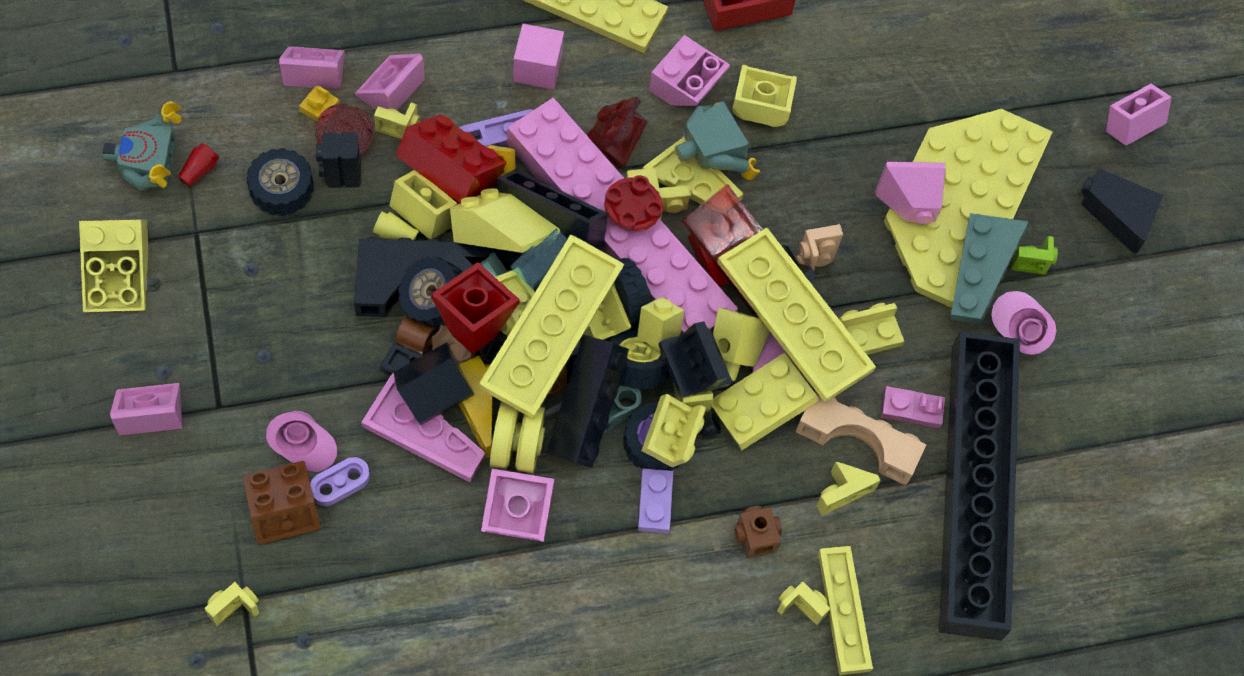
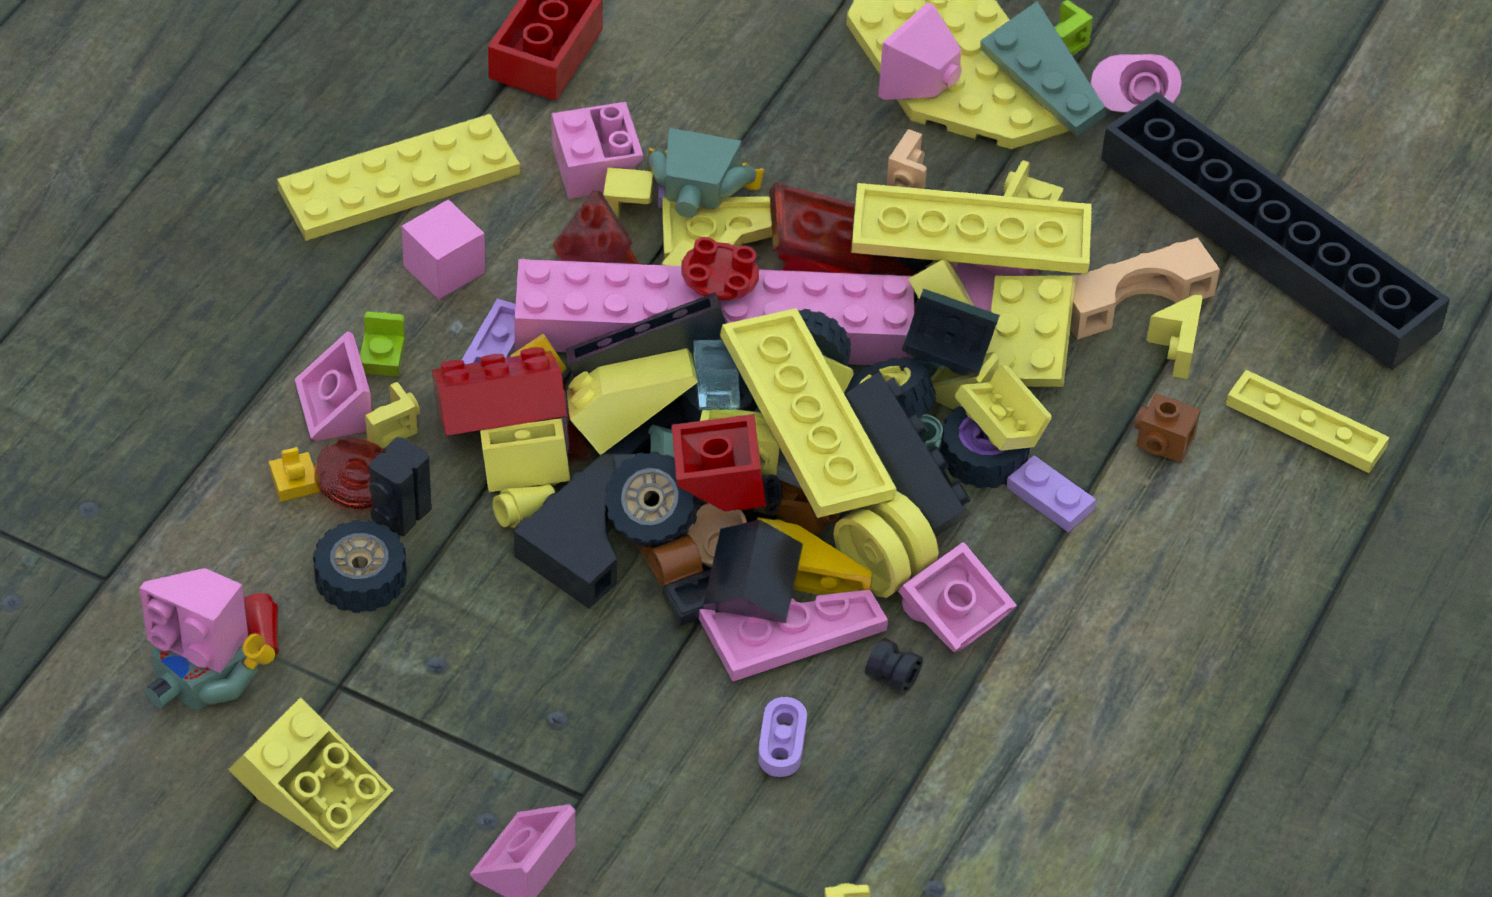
camera: 45 degrees left, 15 degrees down
(143, 131) = (195, 616): none -> bright pink slope
(281, 502) = (760, 794): dark orange bracket -> none
(302, 439) = (707, 734): bright pink piece -> none
(312, 67) = (243, 449): bright pink slope -> none
(440, 505) = (895, 667): none -> black wheel
(448, 79) = (383, 343): none -> lime bracket
(659, 321) = (872, 343): light yellow brick -> none
(669, 112) = (628, 187): none -> light yellow panel
(764, 96) = (683, 104): light yellow slope -> none
(808, 601) = (1274, 442): light yellow bracket -> none
(912, 407) = (1139, 230): bright pink plate -> none

